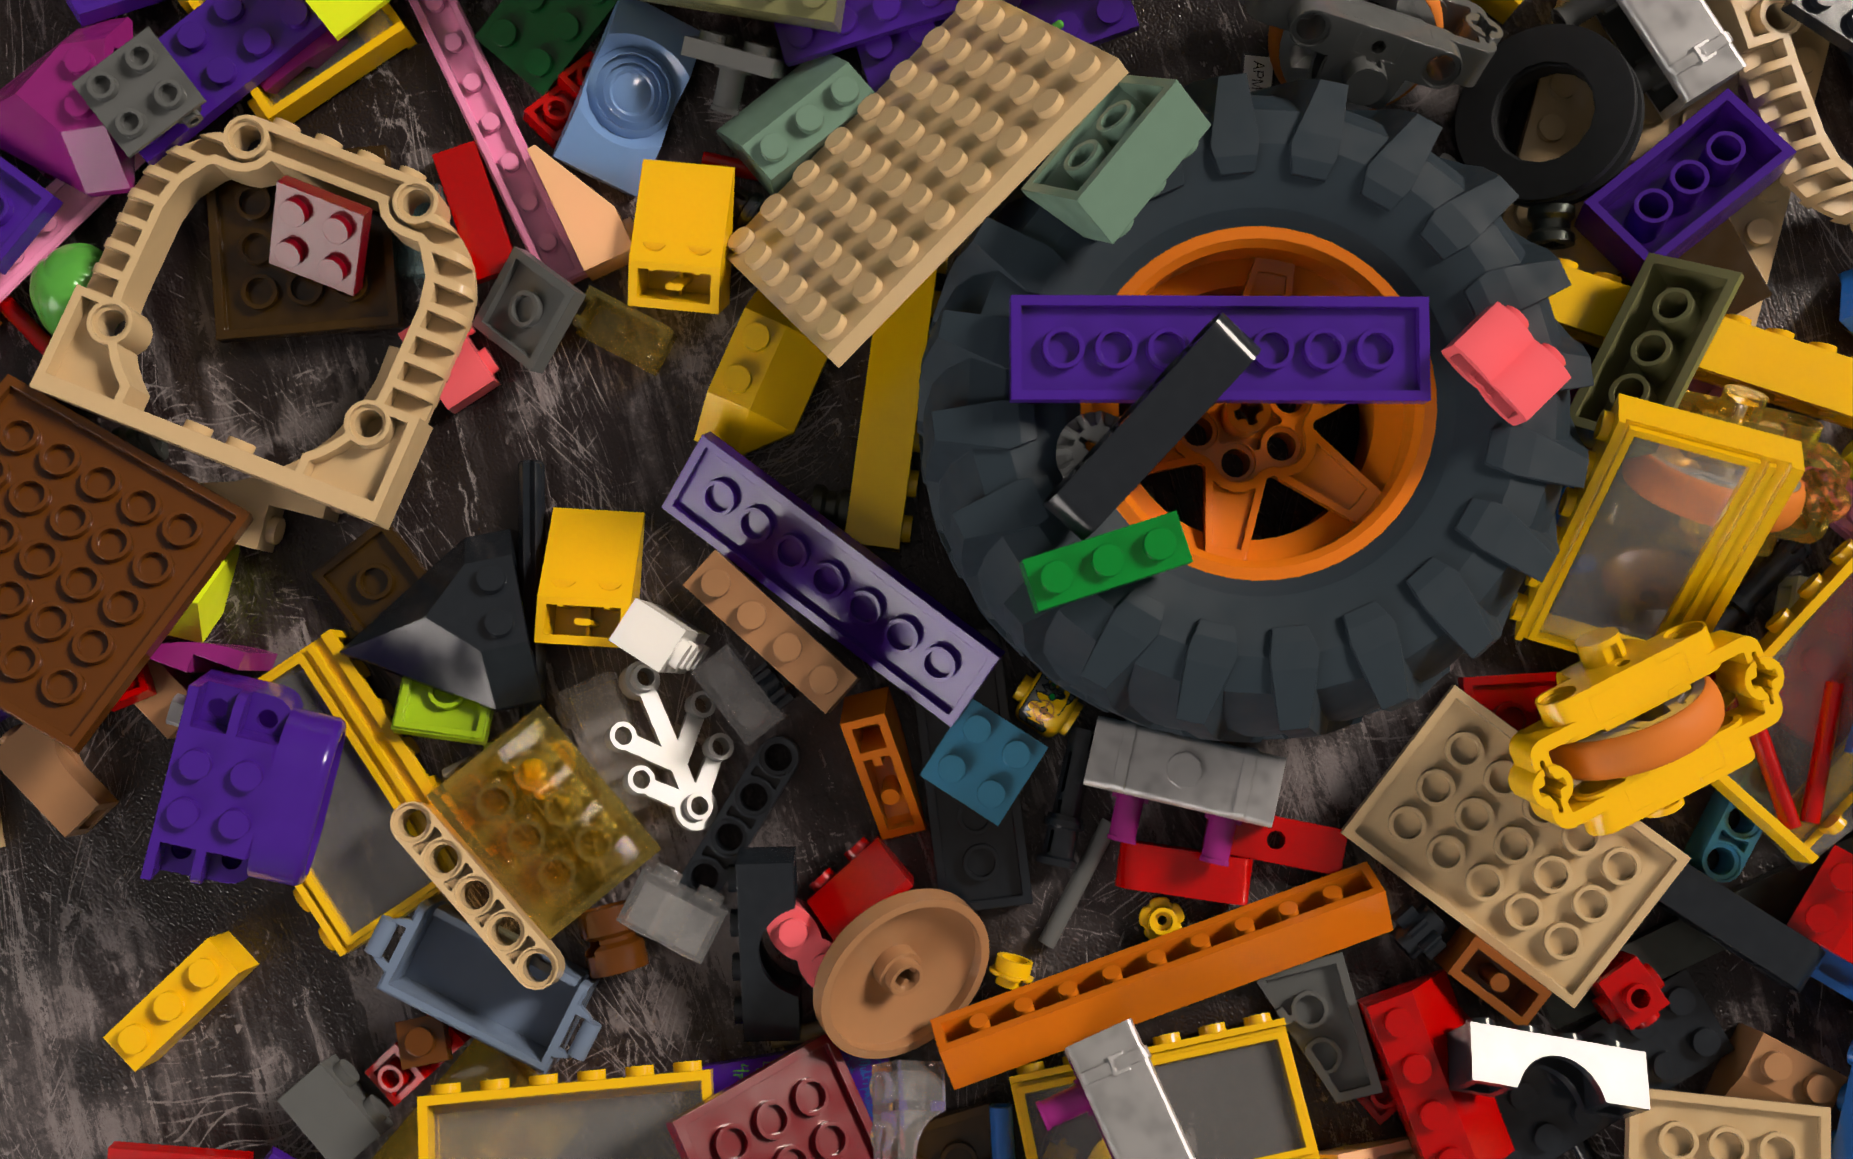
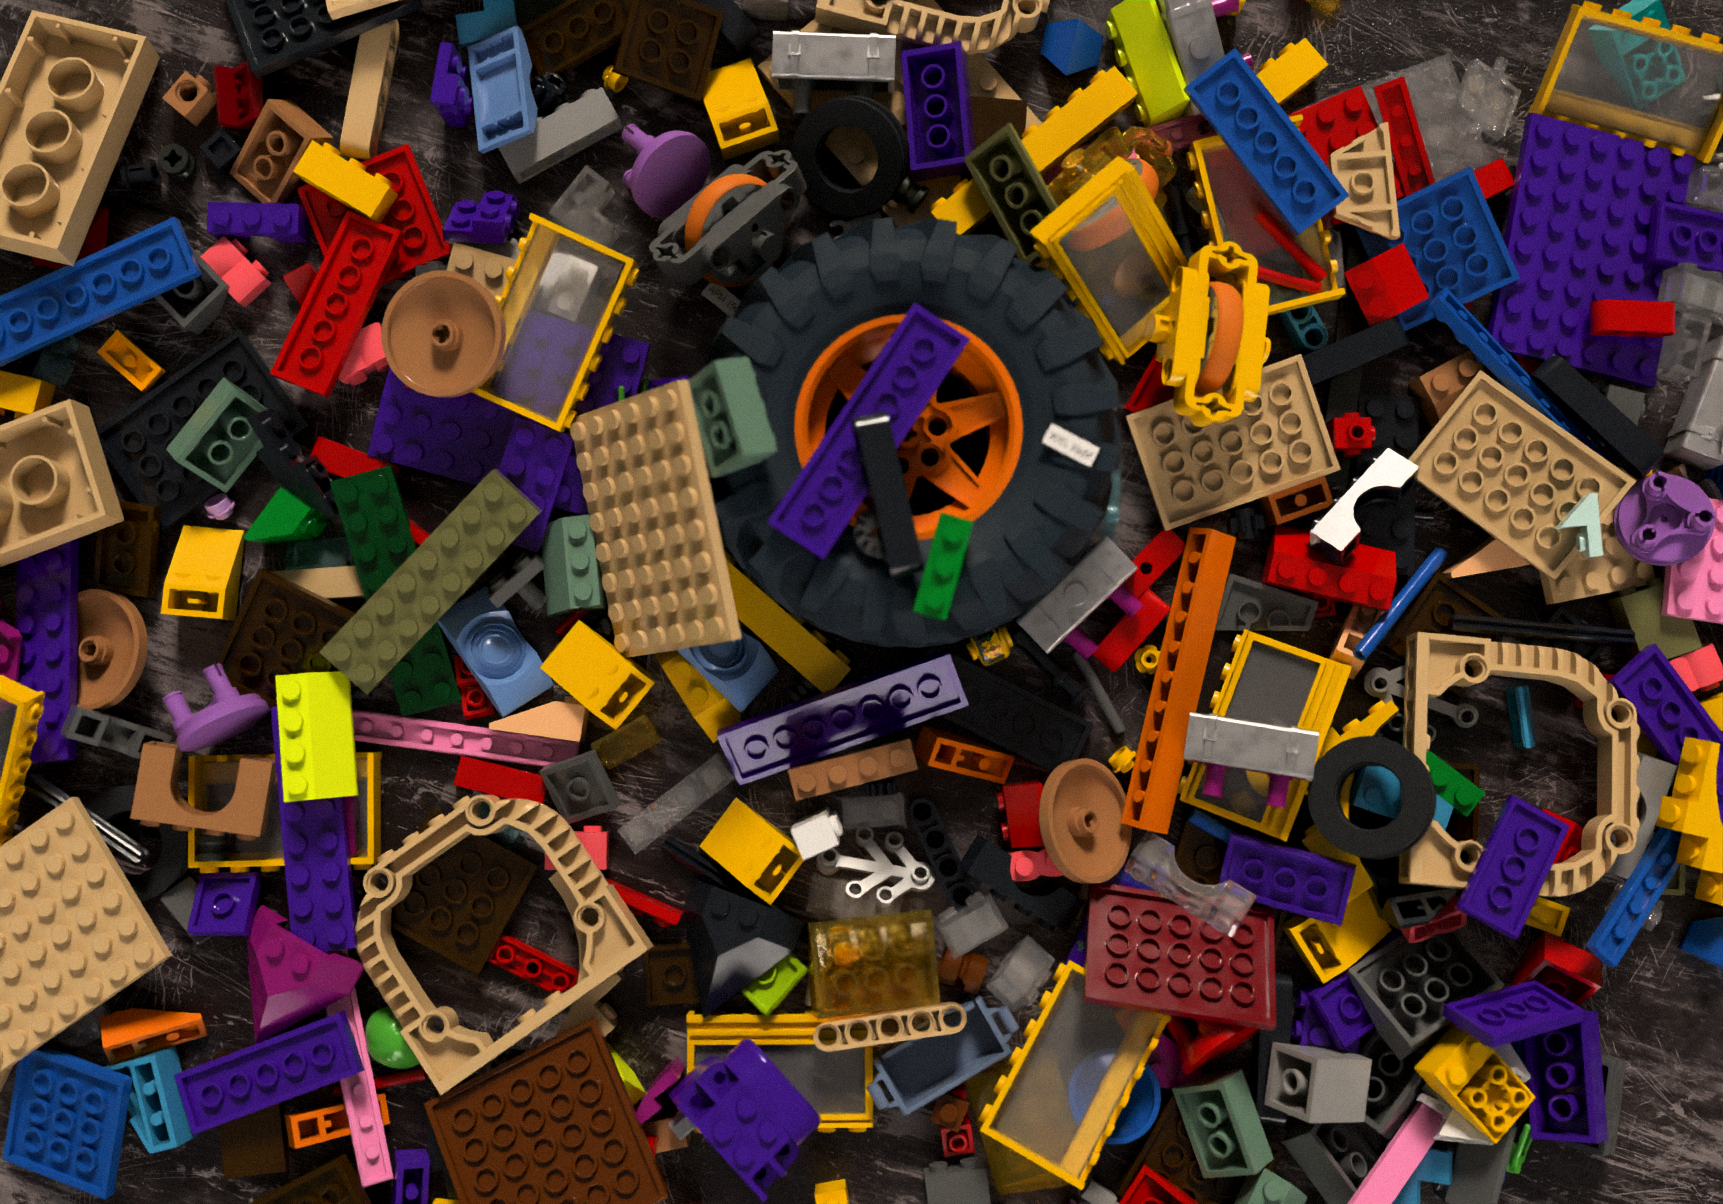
camera: 60 degrees left, 0 degrees up
(140, 93) = (317, 925): dark grey hinge -> none
(272, 373) = (516, 958): none -> red tile
(319, 235) = (461, 877): plate -> none
(434, 479) = (638, 903): none -> red tile
(586, 443) = (676, 803): none -> clear arch
(654, 1019) = (1021, 974): none -> clear brick
(806, 397) = (734, 668): none -> medium blue slope
(984, 761) = (999, 699): dark azure plate -> none
(1325, 745) = (1113, 510): none -> clear light blue plate
(1379, 627) = (1070, 445): none -> white sticker
(1507, 363) = (977, 285): coral brick -> none

